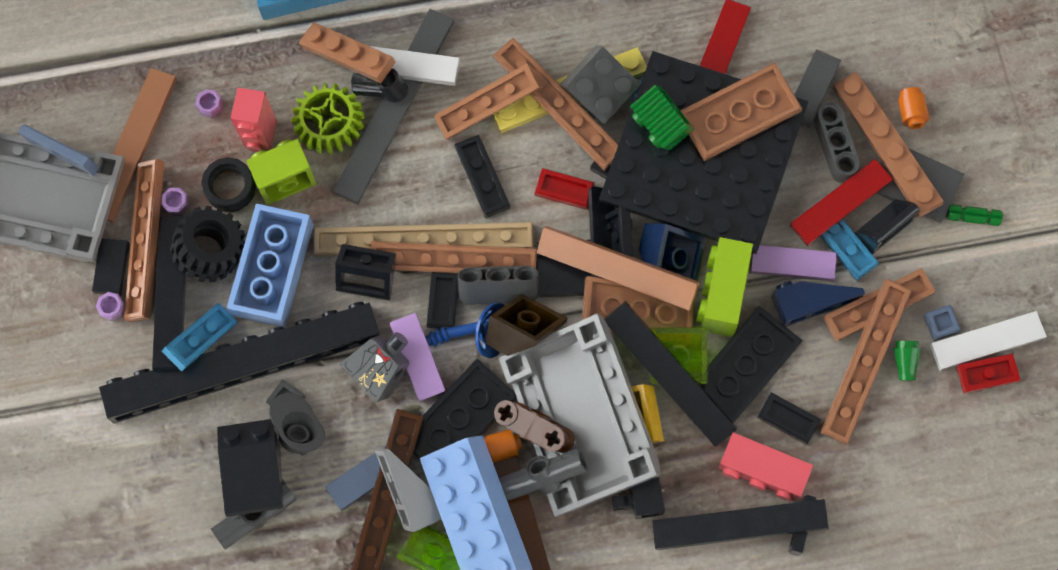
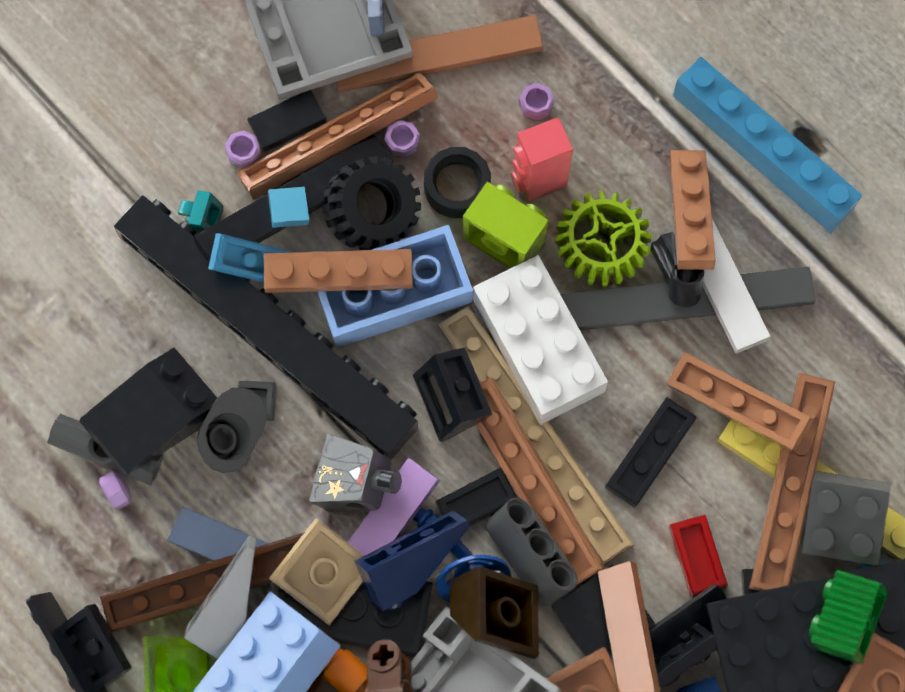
camera: 55 degrees right, 0 degrees up
(137, 357) = (202, 212): none -> teal tile
(173, 297) = (288, 207): none -> medium azure tile
(239, 290) = (338, 271): none -> nougat plate
(285, 523) = (115, 490): none -> lavender tile
(367, 195) = (539, 339): none -> white brick
(427, 420) = (320, 571): none -> tan tile
(456, 363) = (407, 563): none -> dark blue slope

